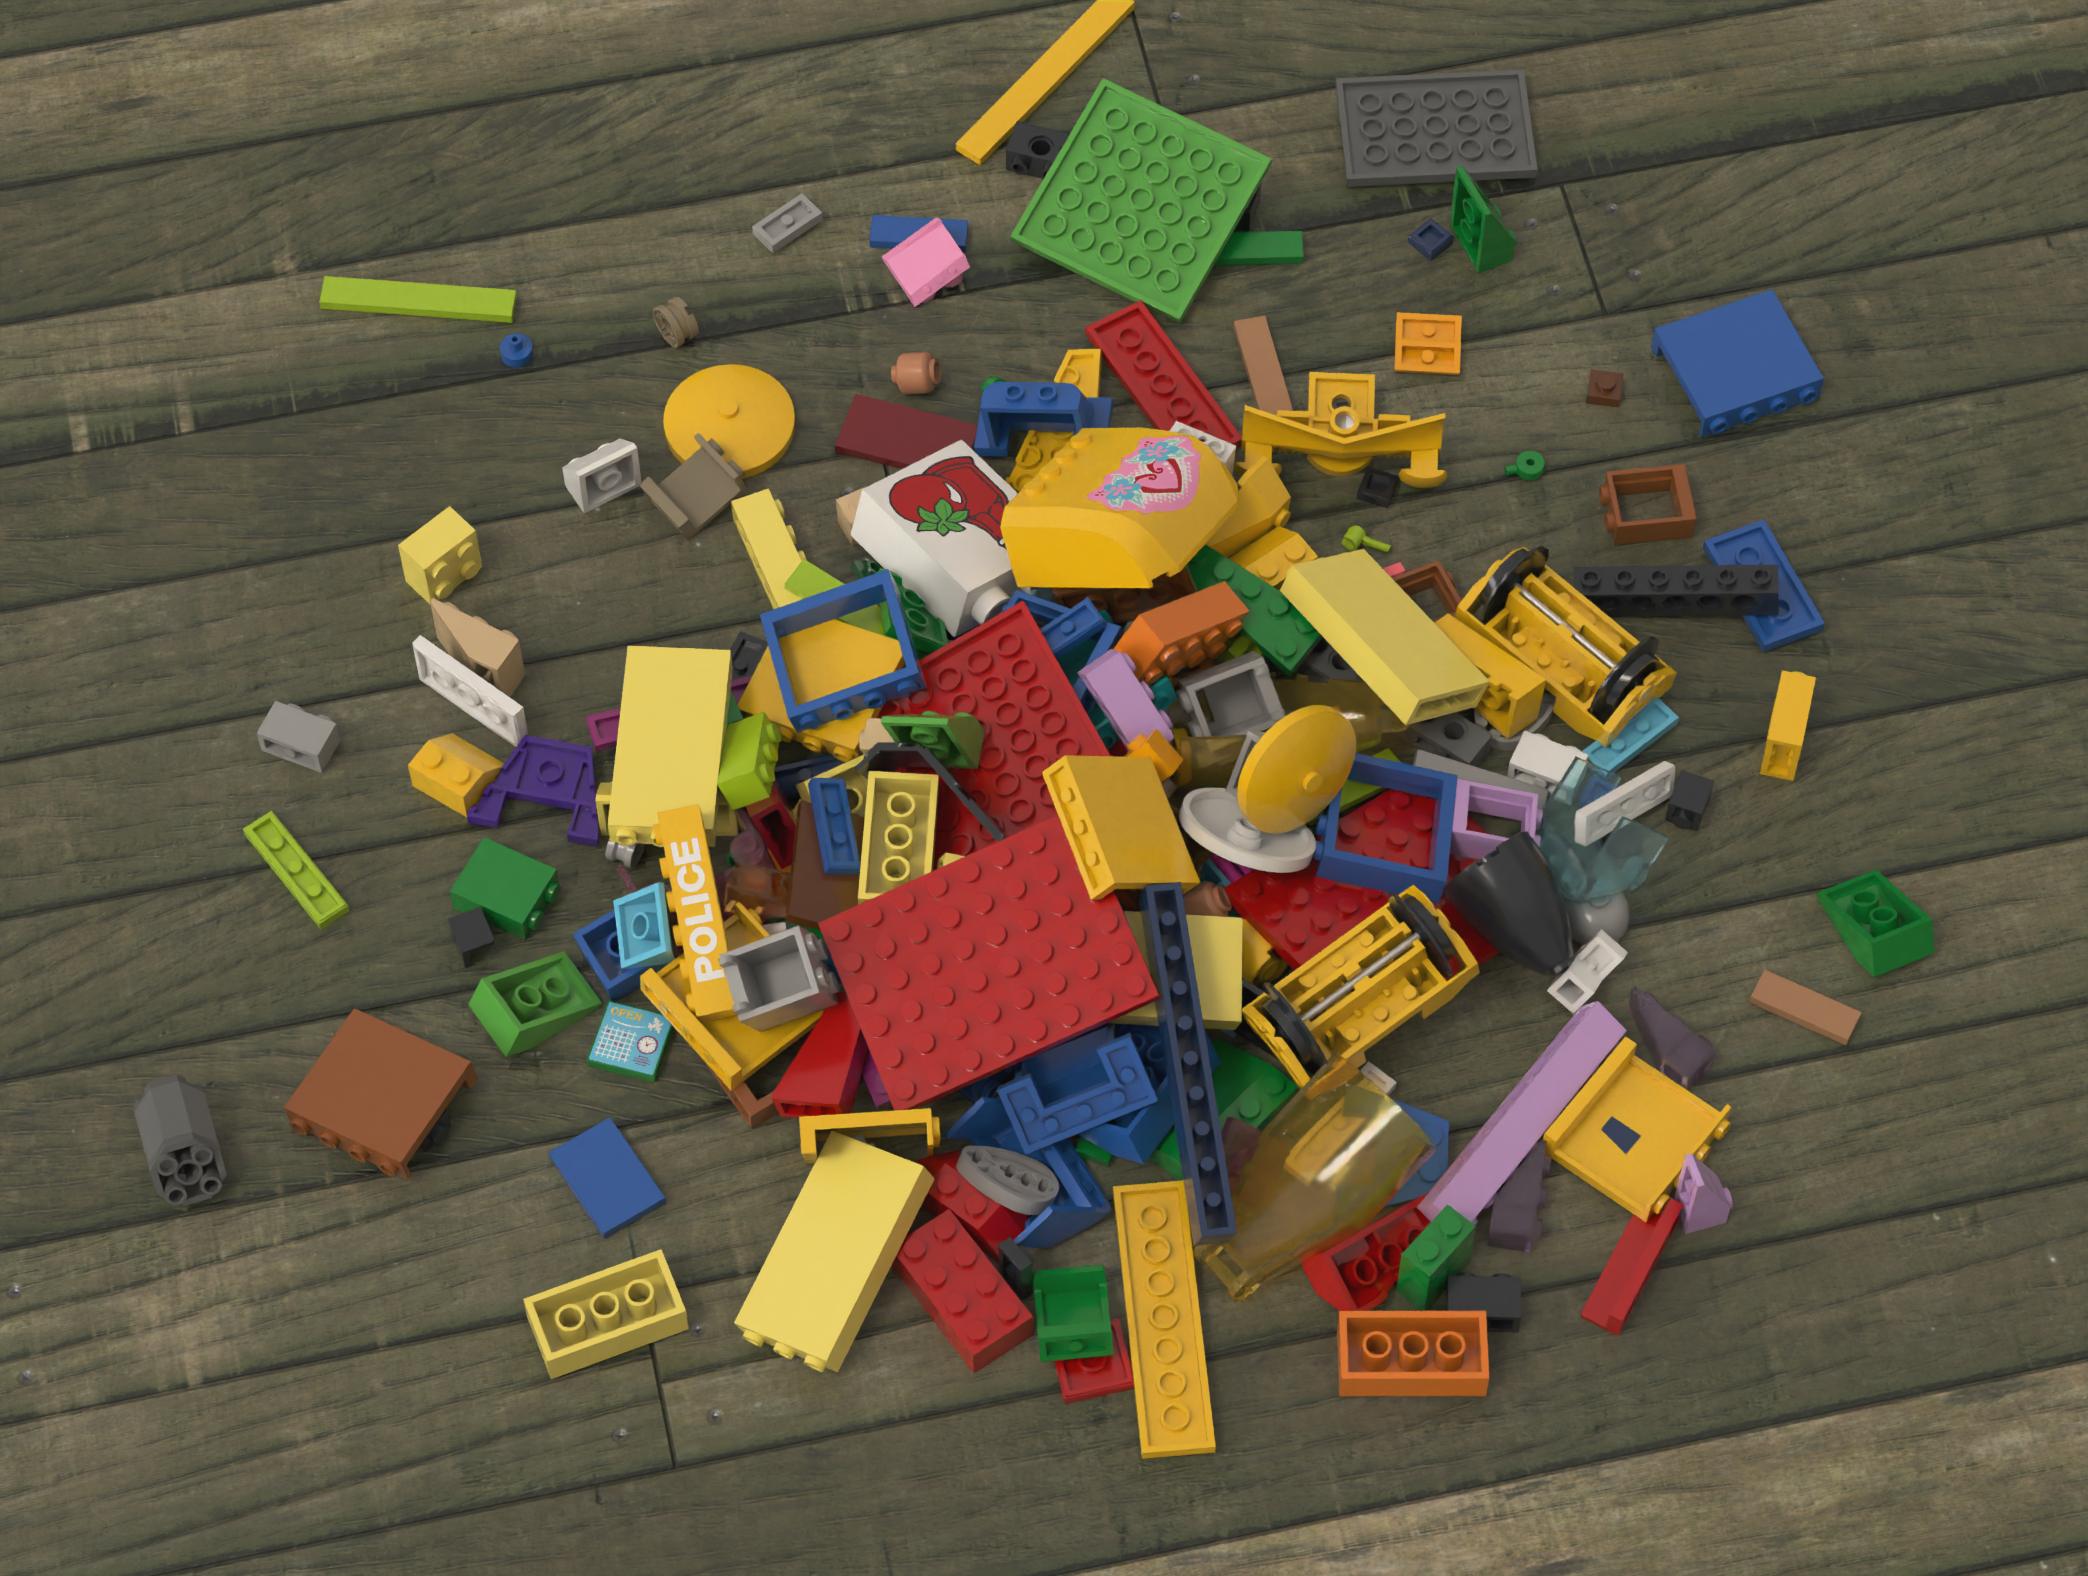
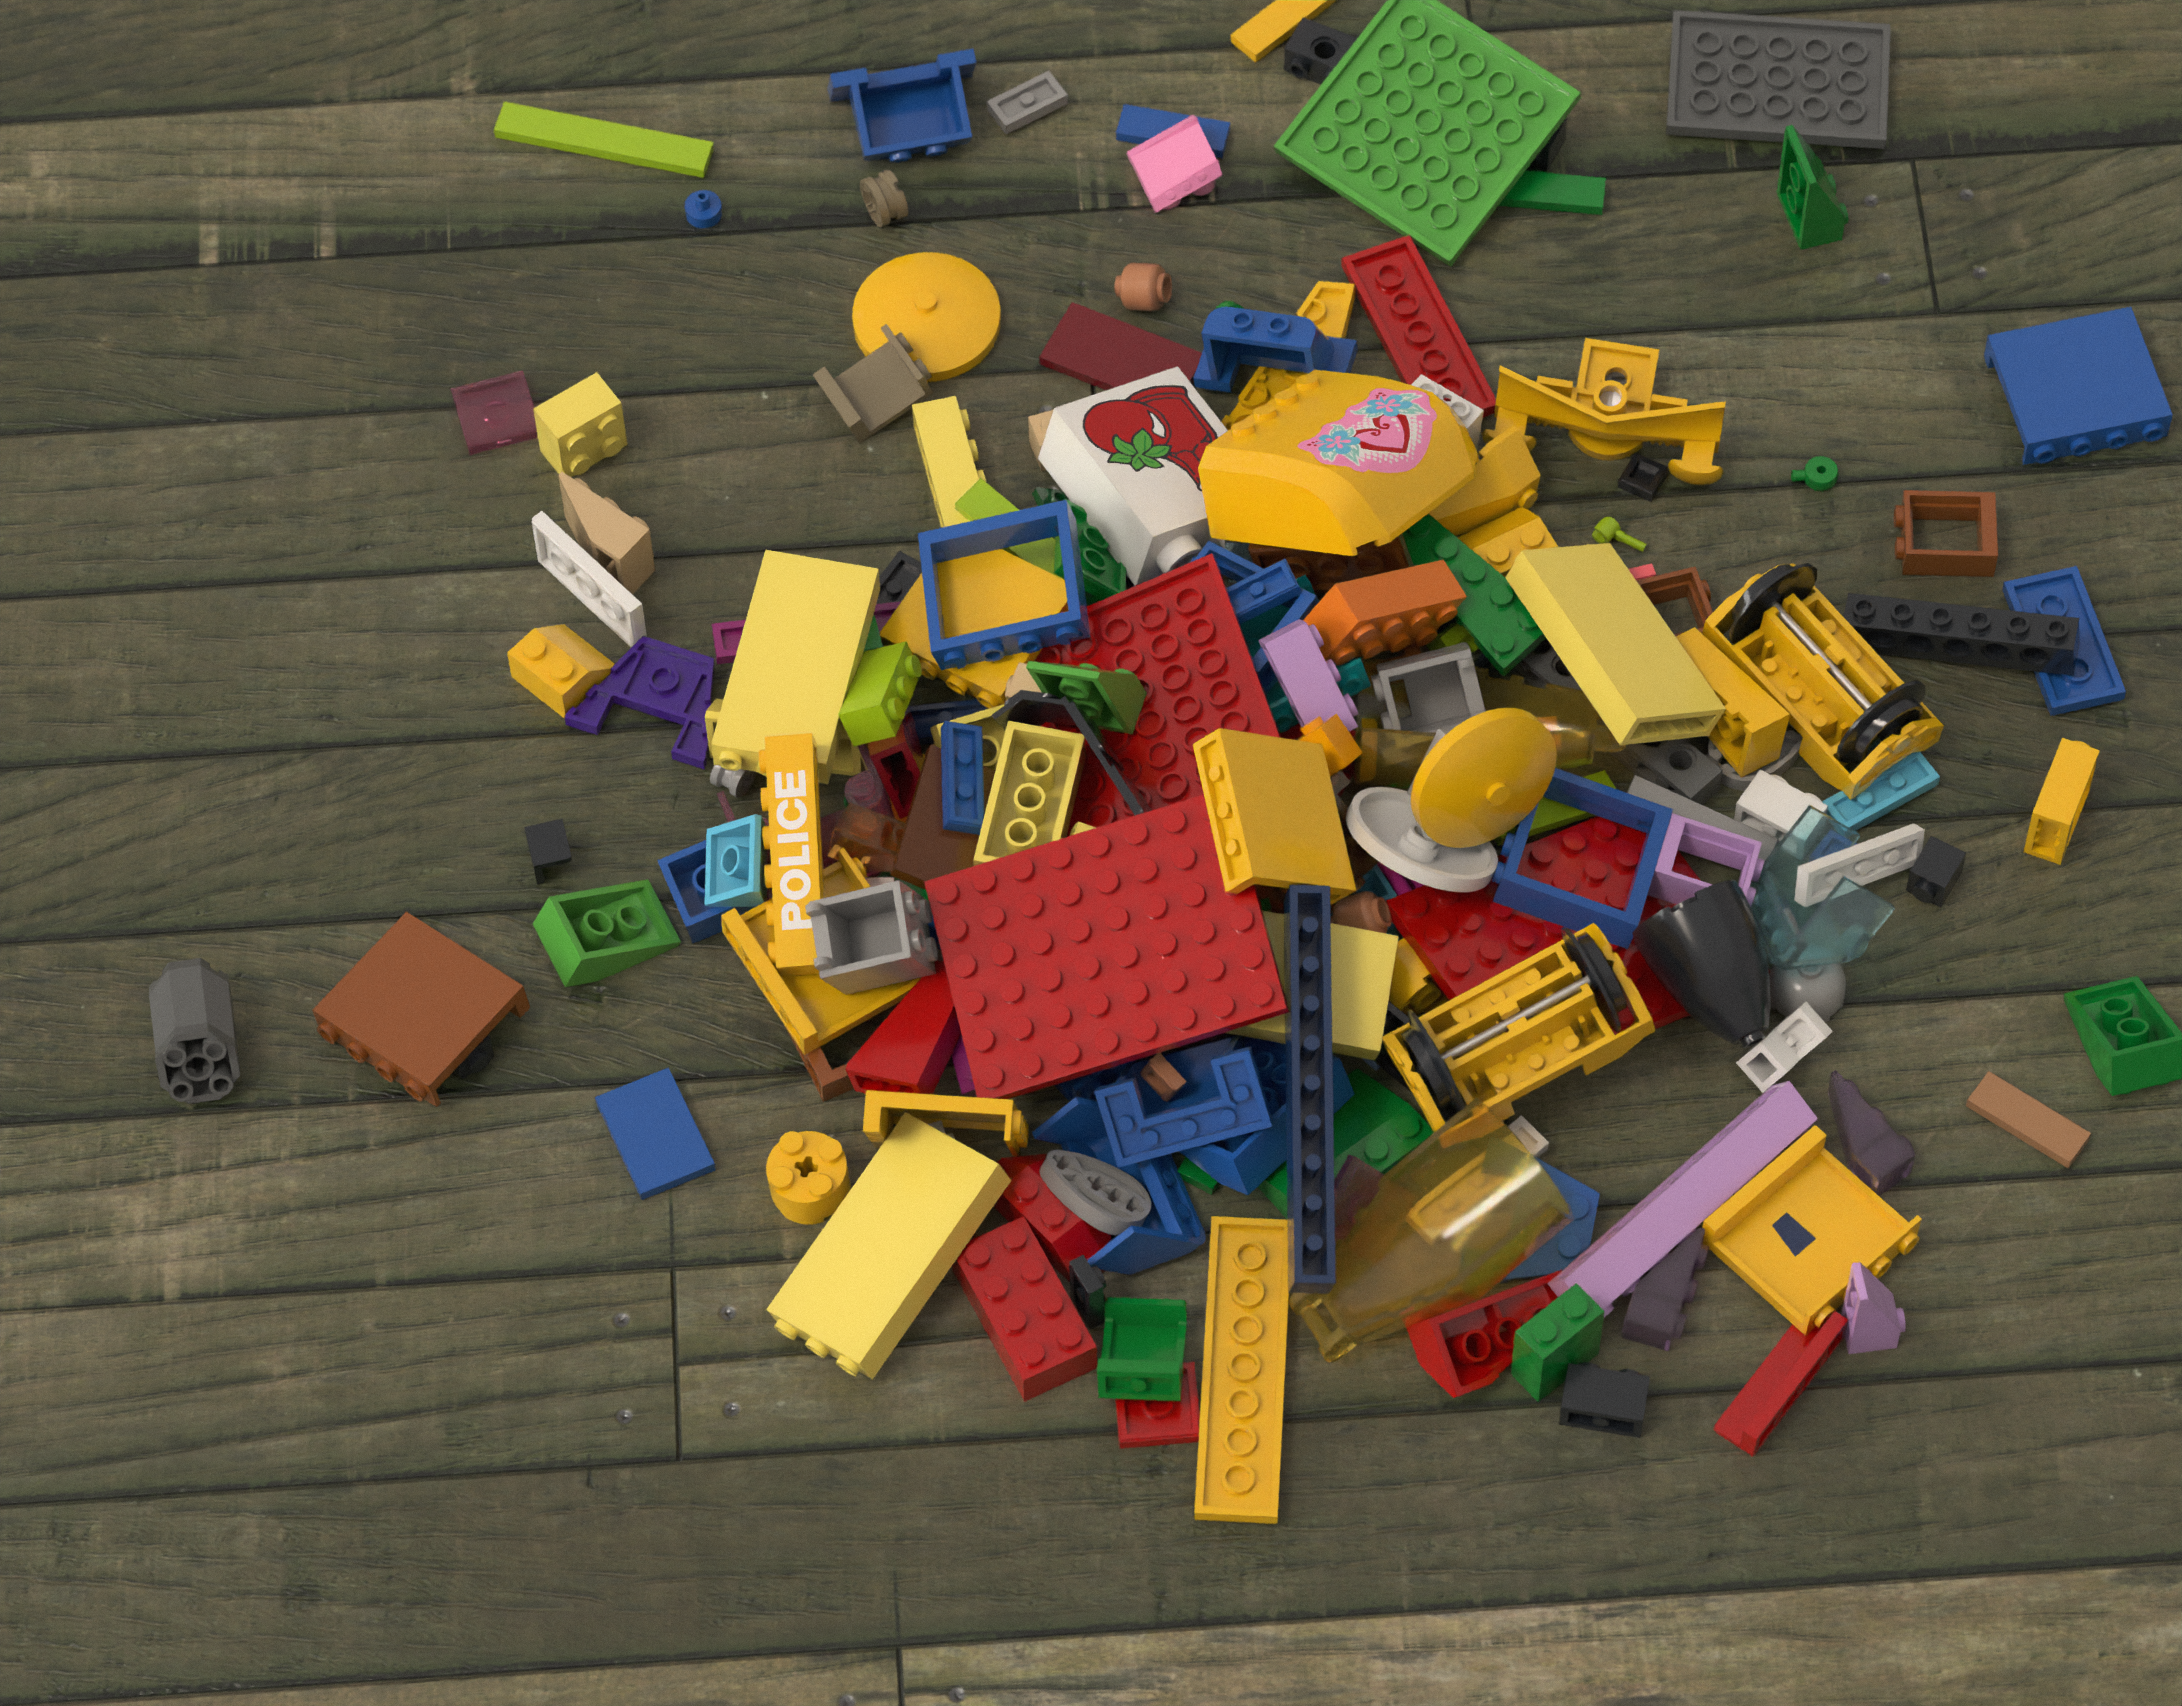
camera: 10 degrees right, 0 degrees up
(296, 870) = (369, 753): lime tile -> none
(298, 736) = (394, 606): light grey brick -> none
(361, 552) = (495, 412): none -> clear pink tile
(507, 888) = (596, 801): green brick -> none
(603, 474) = (775, 358): white slope -> none
(606, 1314) = (628, 1281): light yellow brick -> none
(630, 1041) = (704, 988): medium azure tile -> none
(684, 239) = (908, 107): none -> blue windscreen
(752, 1180) = (807, 1176): none -> yellow brick
(1052, 1069) = (1162, 1077): none -> nougat tile
(1262, 365) = (1535, 324): medium nougat tile -> none
(1412, 1353) = (1514, 1444): orange brick -> none
(1428, 343) = (1728, 322): light orange slope -> none
(1430, 239) = (1751, 205): dark blue tile -> none
(1604, 388) = (1921, 396): reddish brown plate -> none

